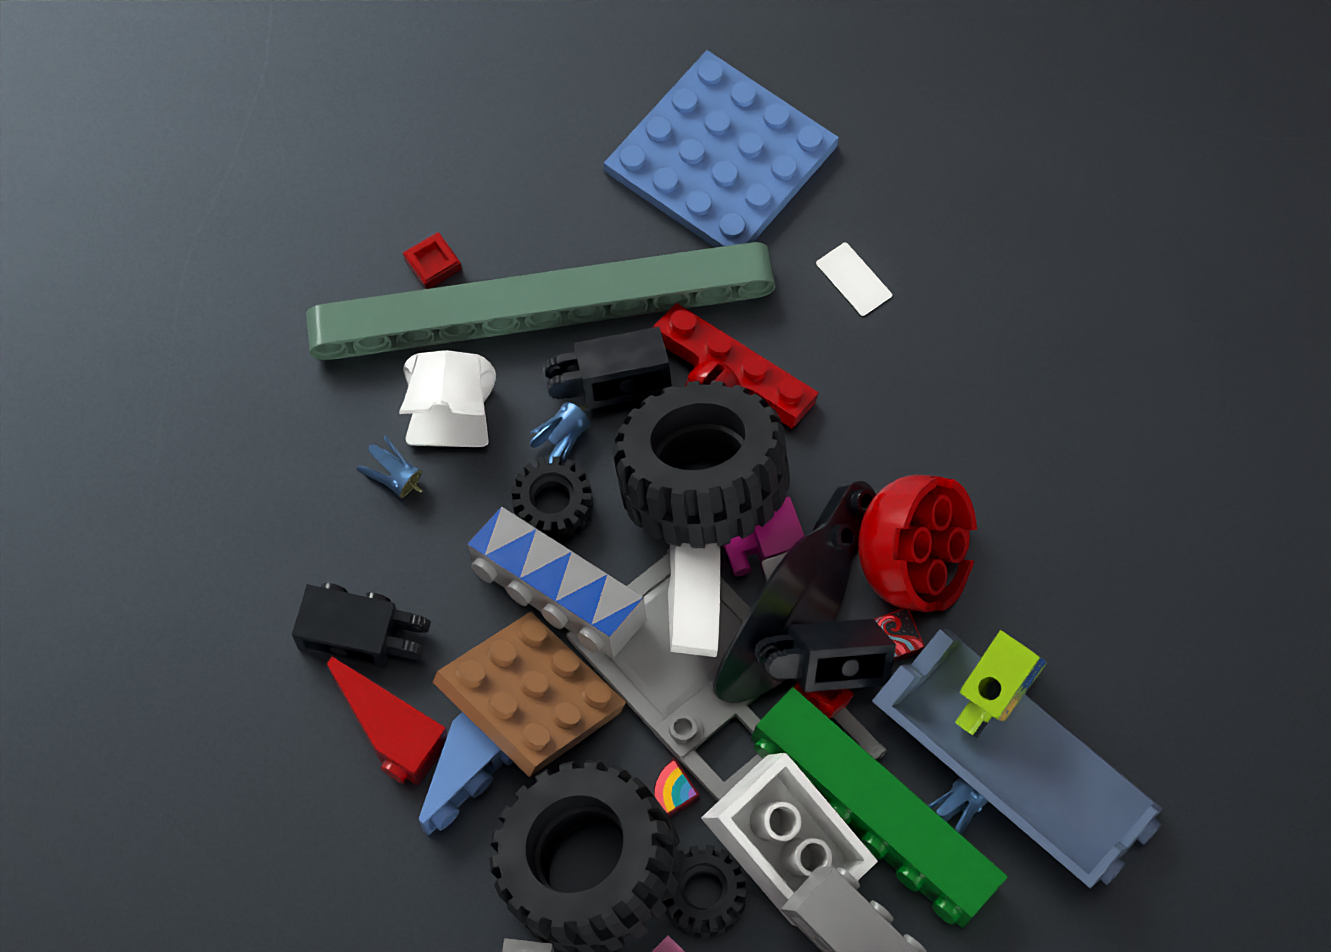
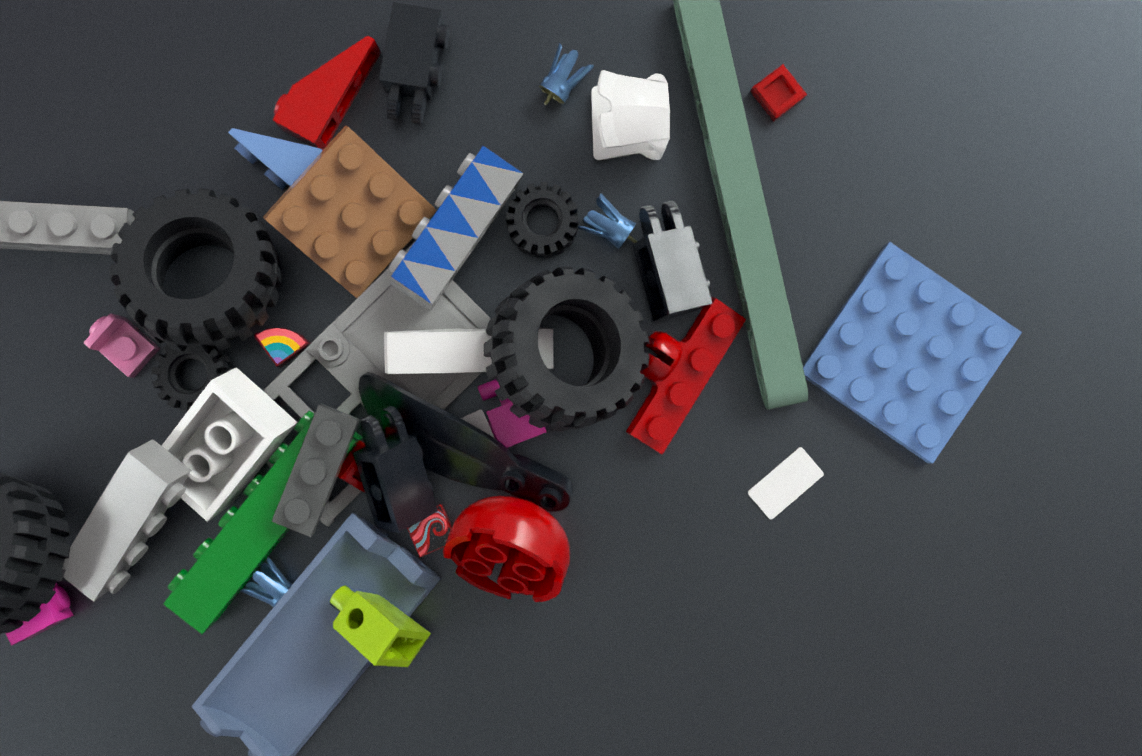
camera: 85 degrees right, 20 degrees up
(823, 727) = (315, 470): none -> dark grey plate

